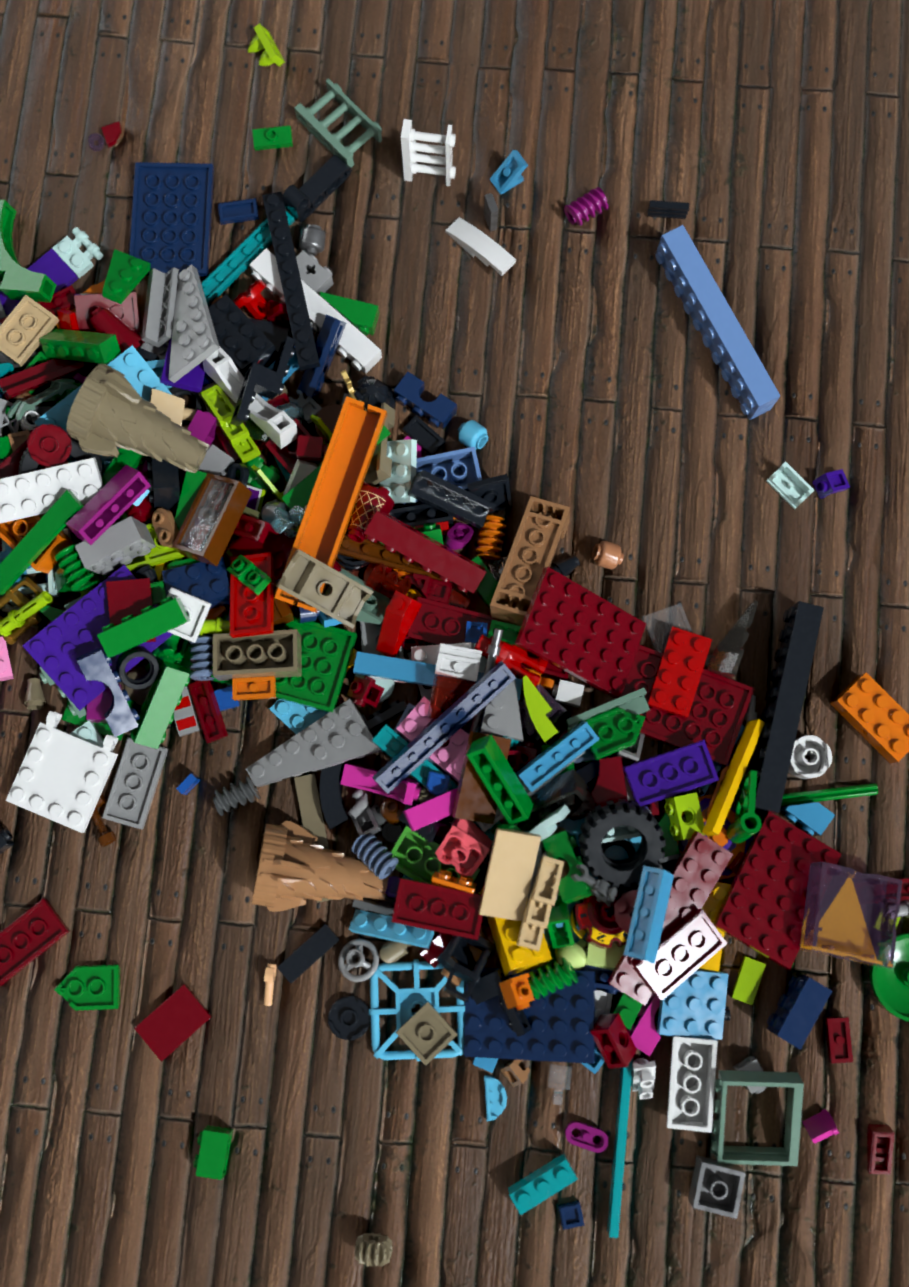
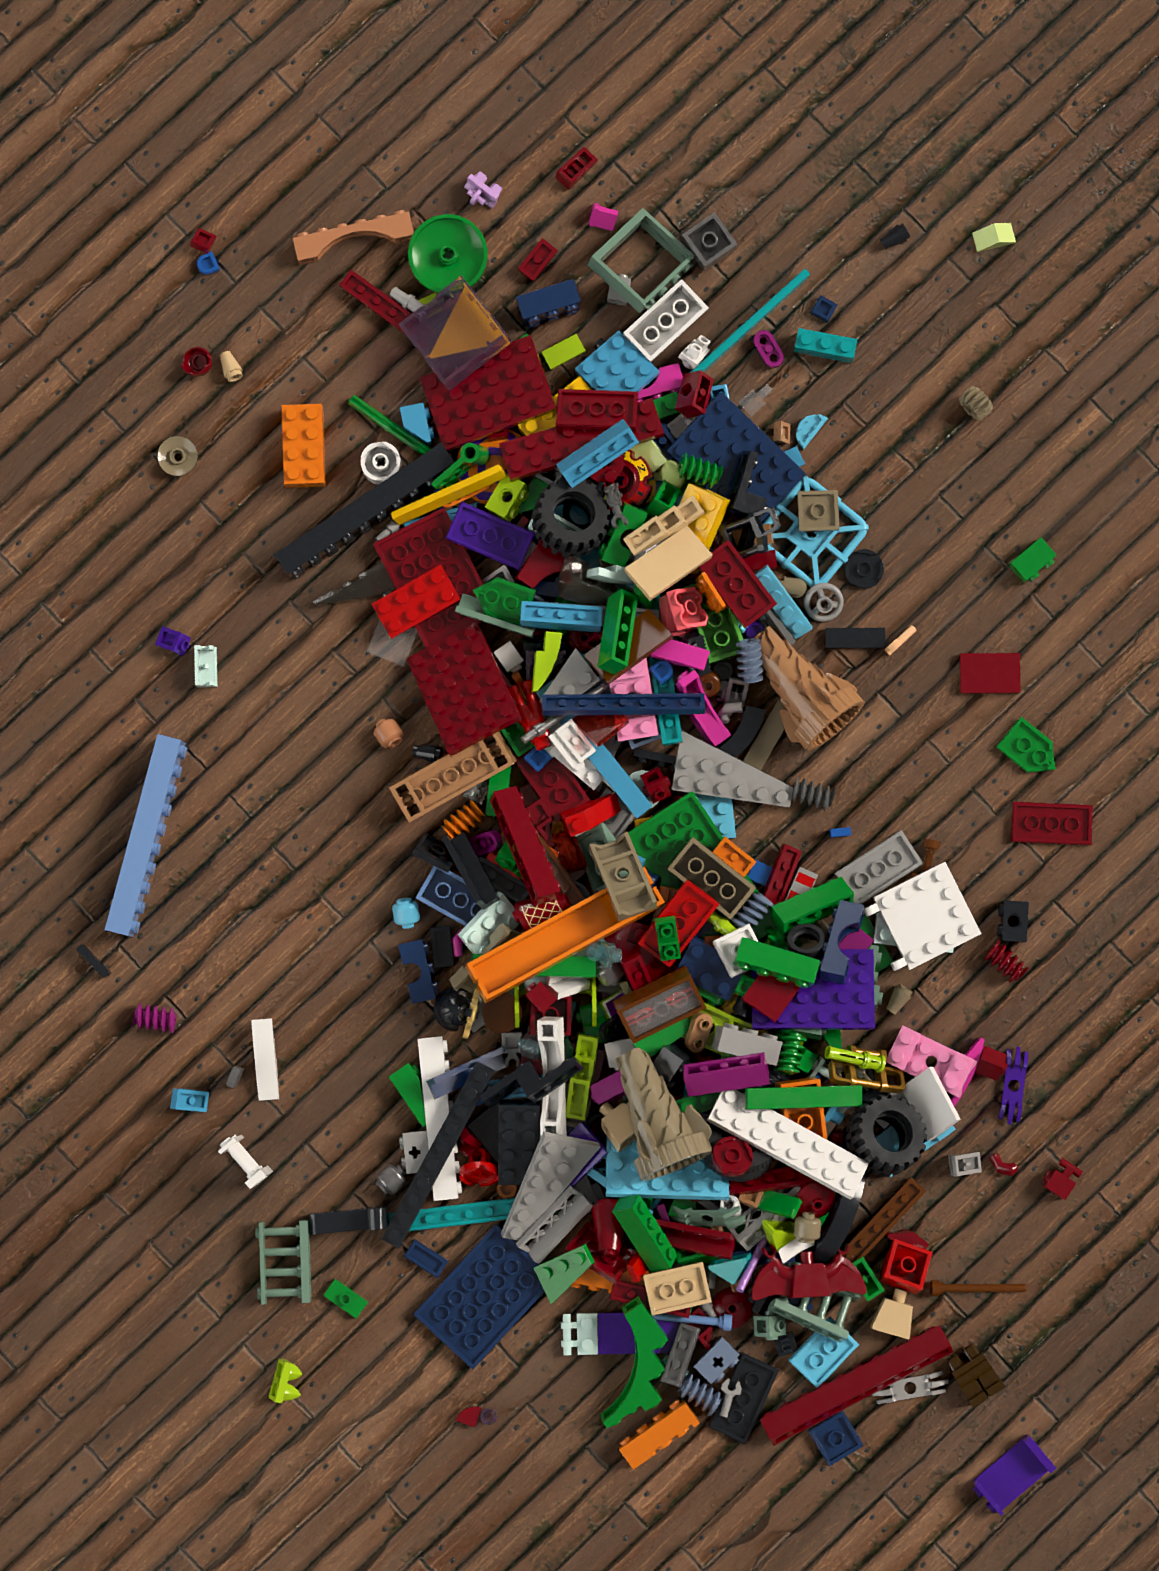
camera: 145 degrees left, 5 degrees up
(517, 992) = (732, 481): orange brick -> none

